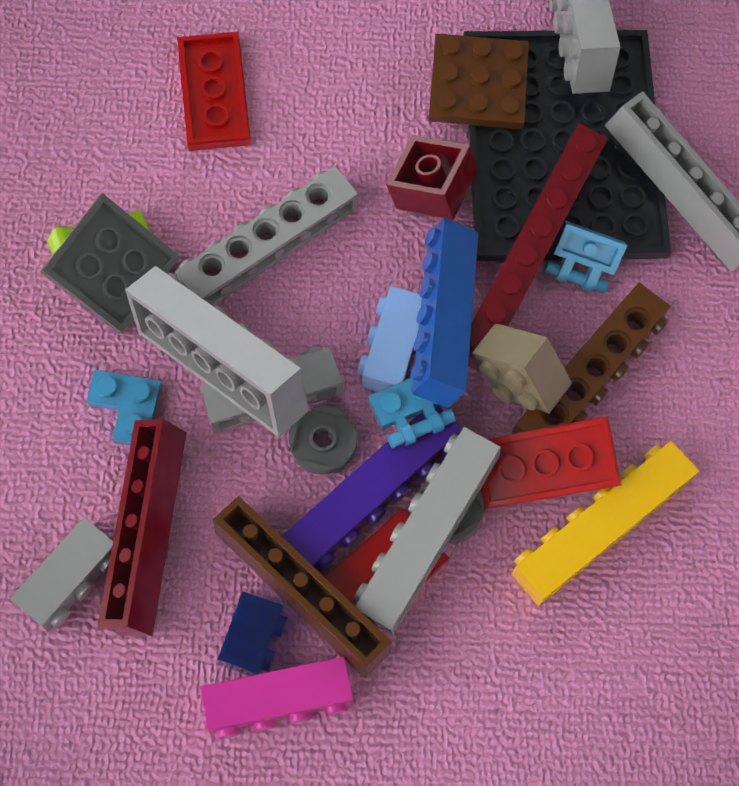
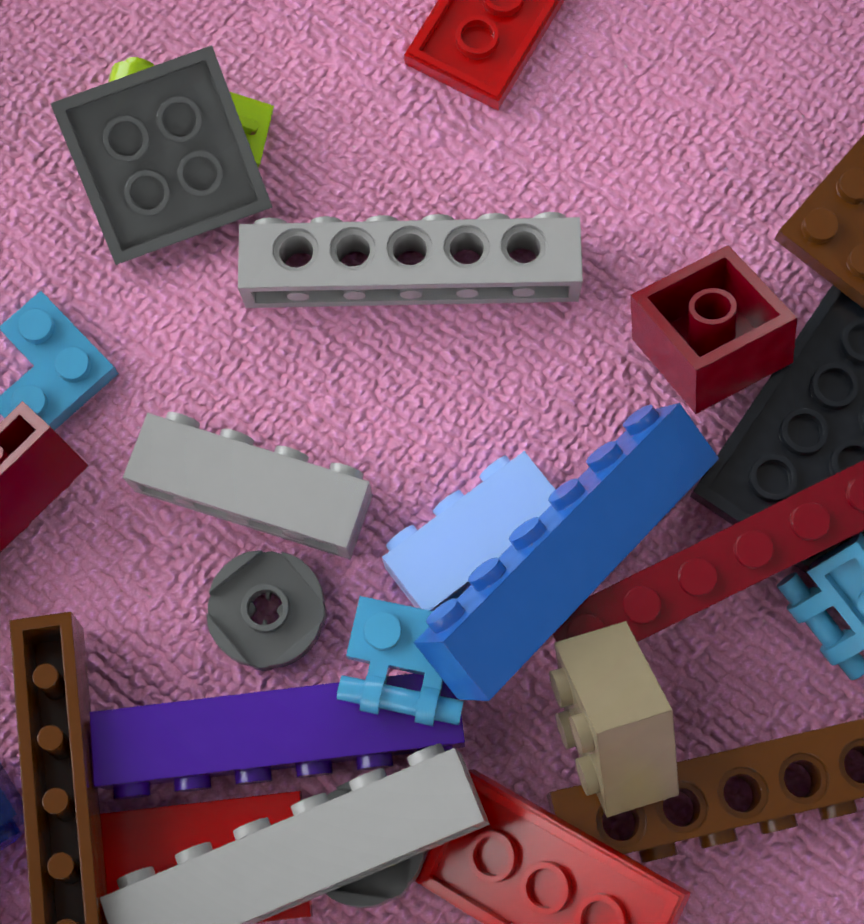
camera: 45 degrees right, 5 degrees up
(219, 350) = (198, 385): light grey brick -> none

